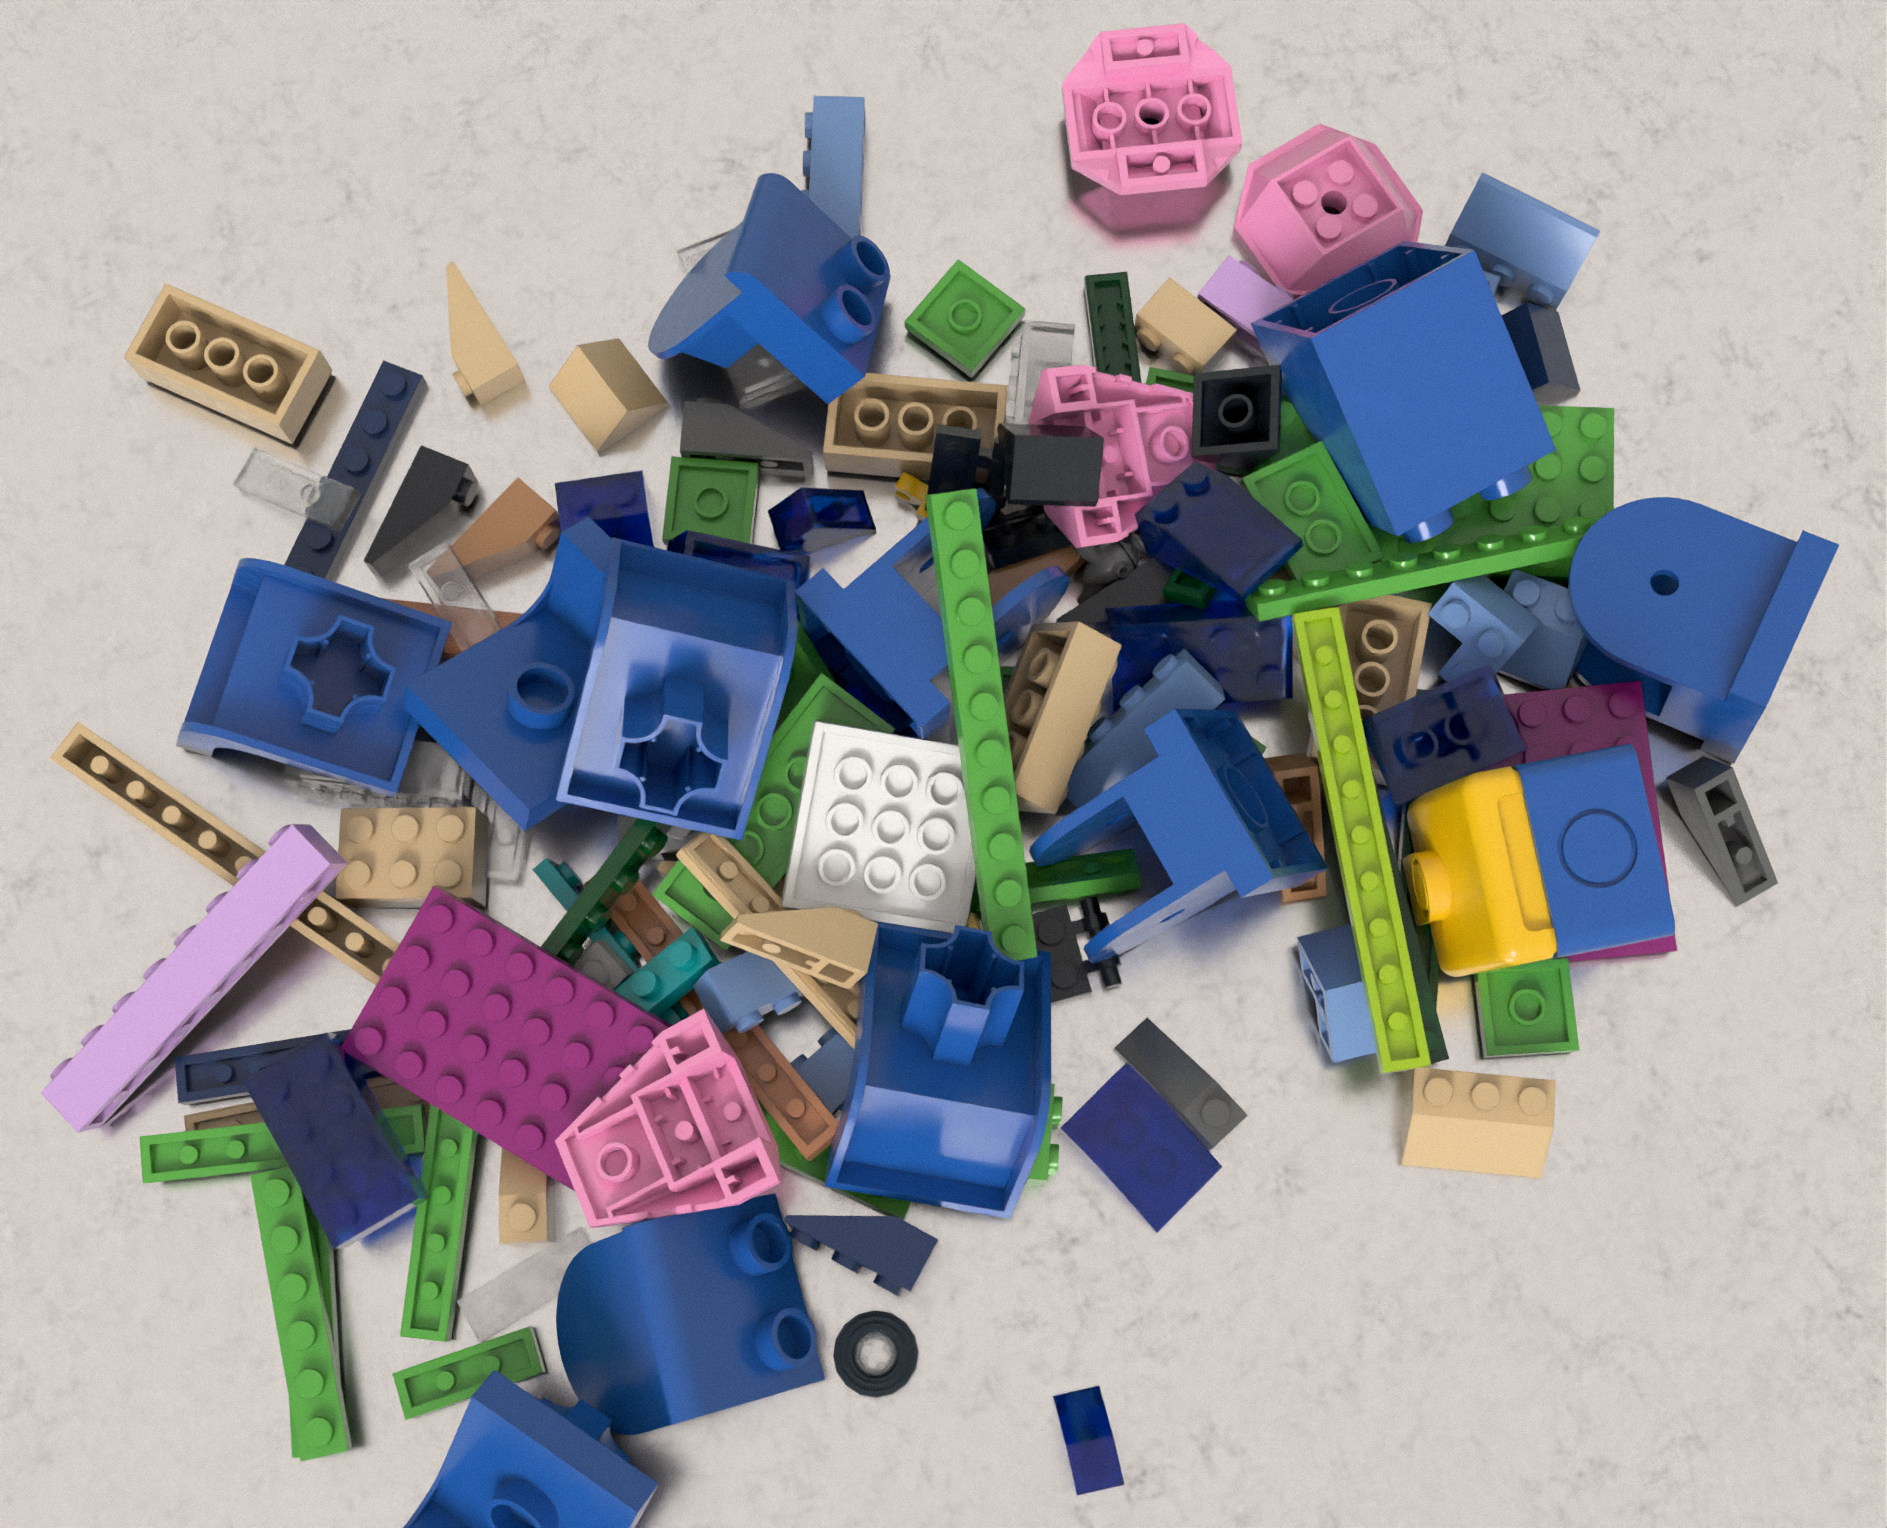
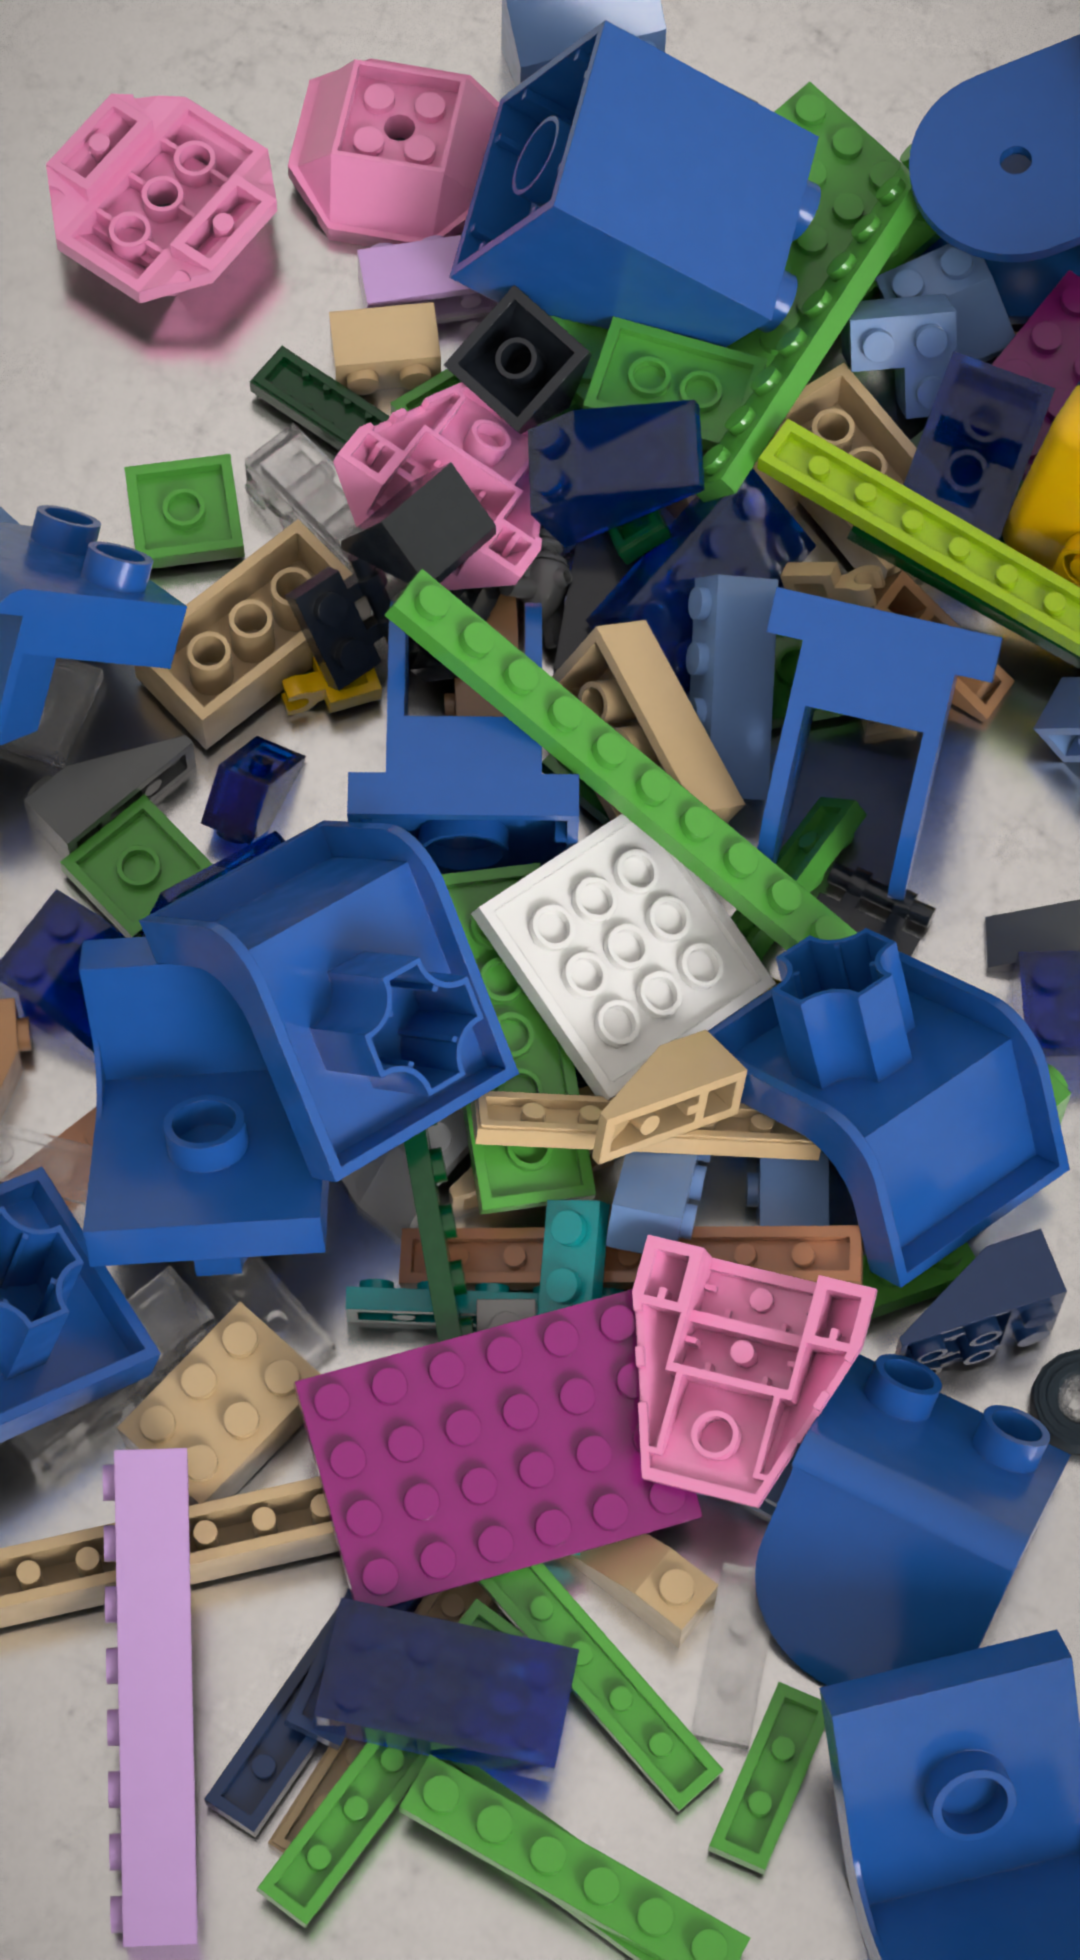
camera: 50 degrees left, 10 degrees down
(1264, 729) = (826, 581): none -> tan plate

